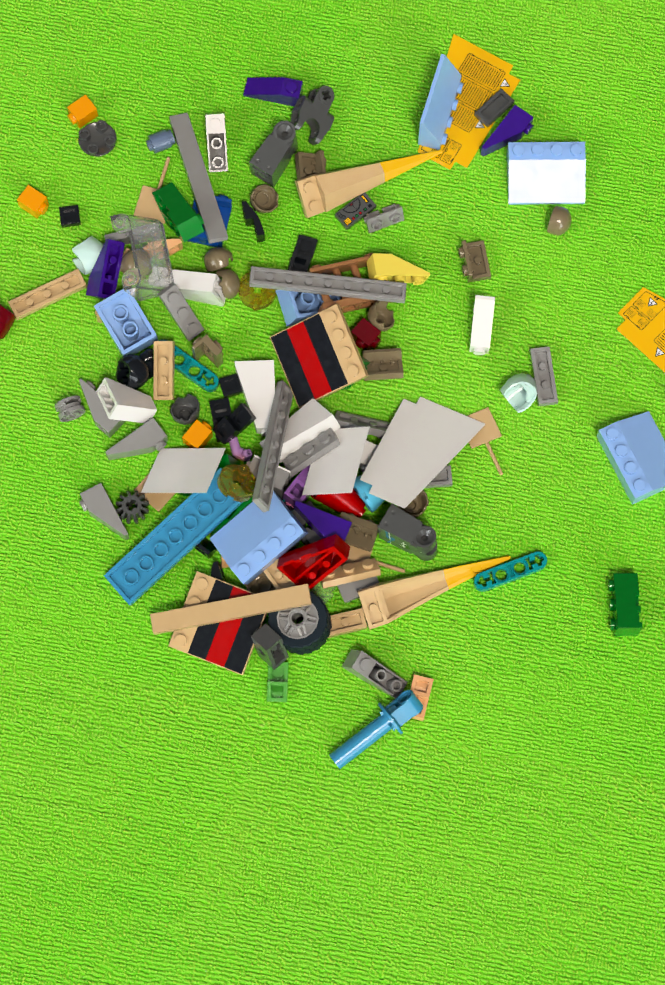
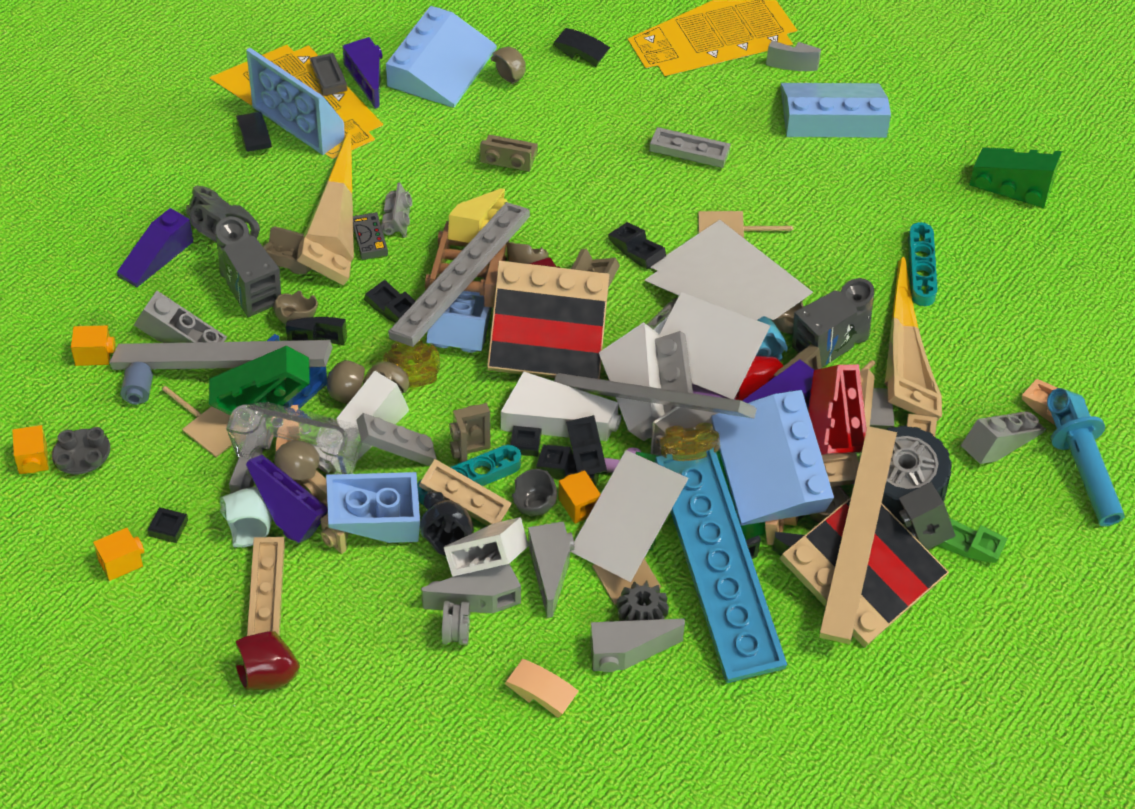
camera: 65 degrees left, 25 degrees down
(52, 475) = (546, 688): none -> light nougat slope
(176, 98) = (92, 345): none -> light orange brick
(411, 90) = (253, 131): none -> black slope
(432, 381) = (635, 245): none -> black slope
(481, 324) = (595, 169): white slope -> none
(520, 391) = (702, 167): light aqua piece -> none
(612, 260) = (586, 46): none -> black slope

